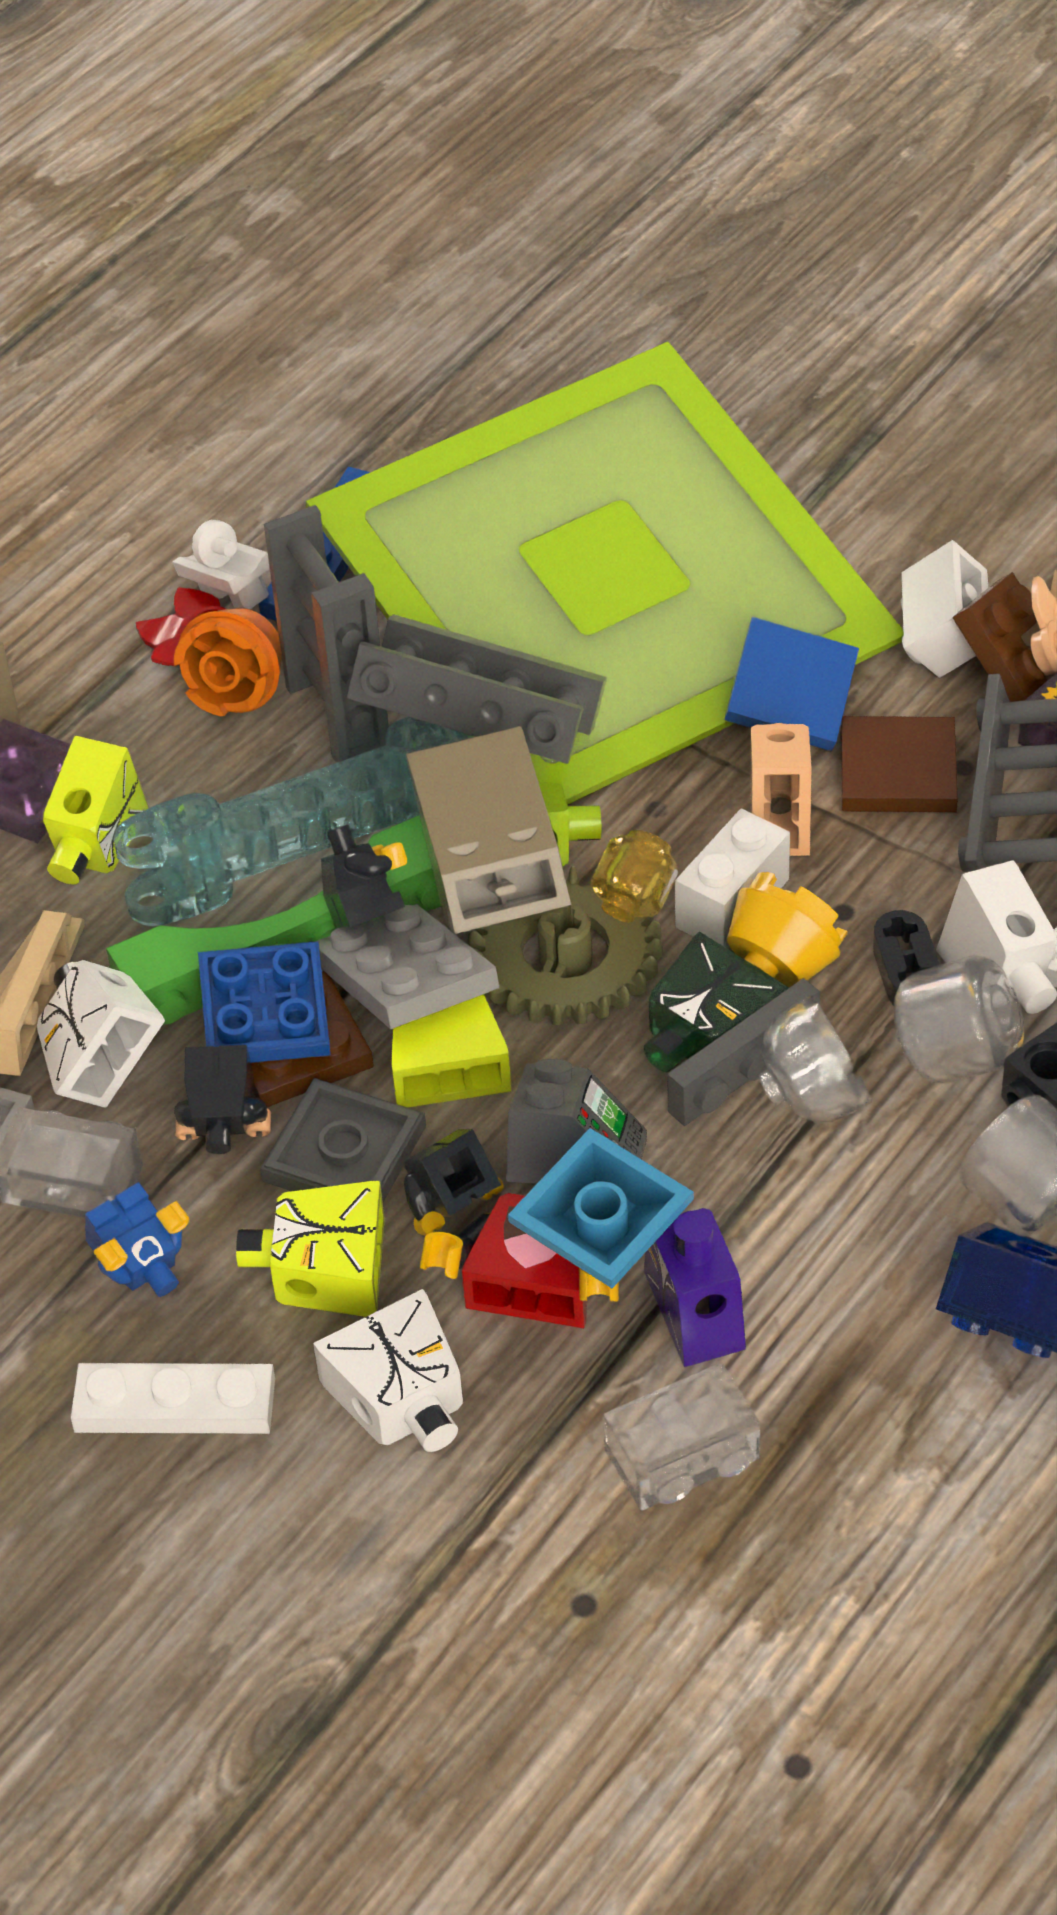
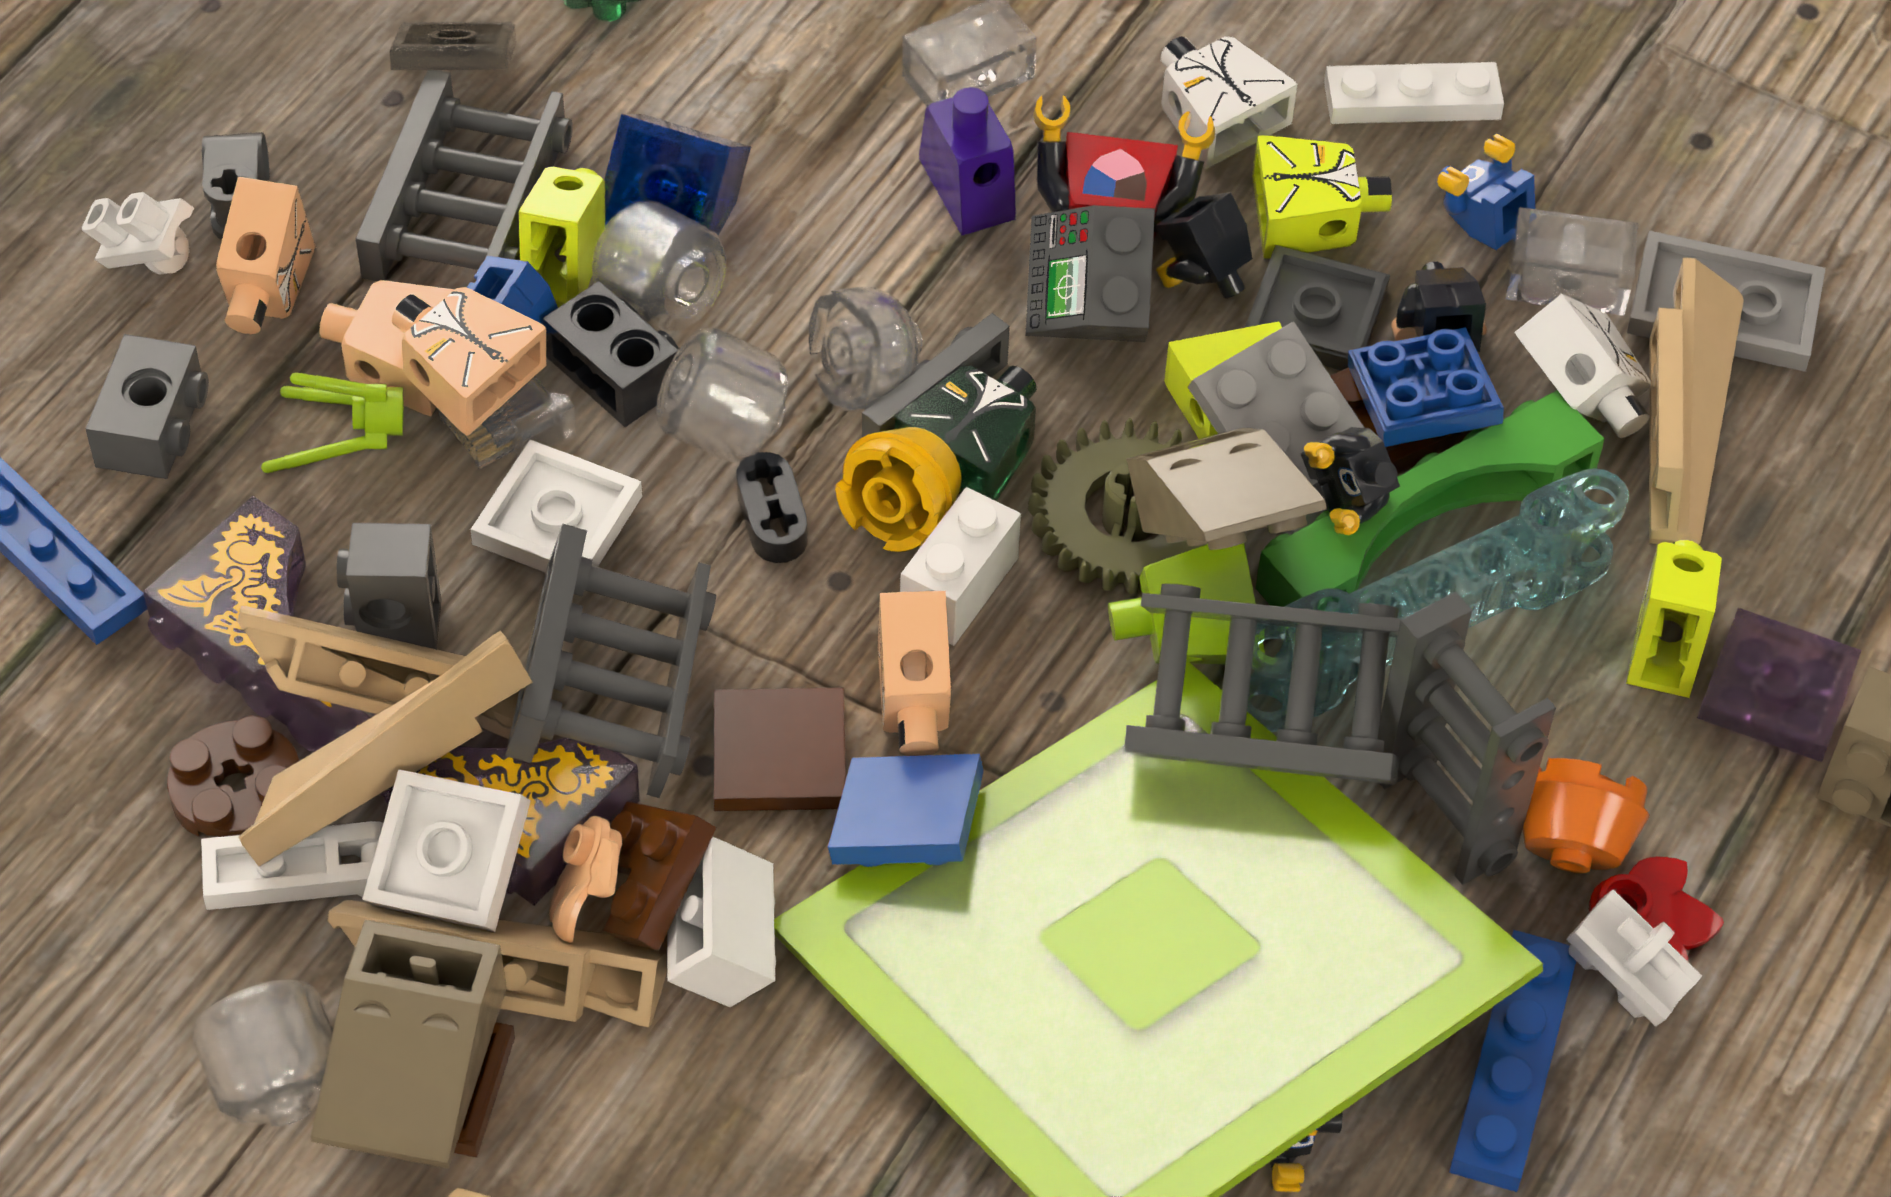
camera: 170 degrees right, 5 degrees up
(601, 1207) = (1055, 126): dark azure slope -> none
(634, 876) = (1063, 507): clear yellow head -> none
(1002, 920) = (668, 453): white torso -> none

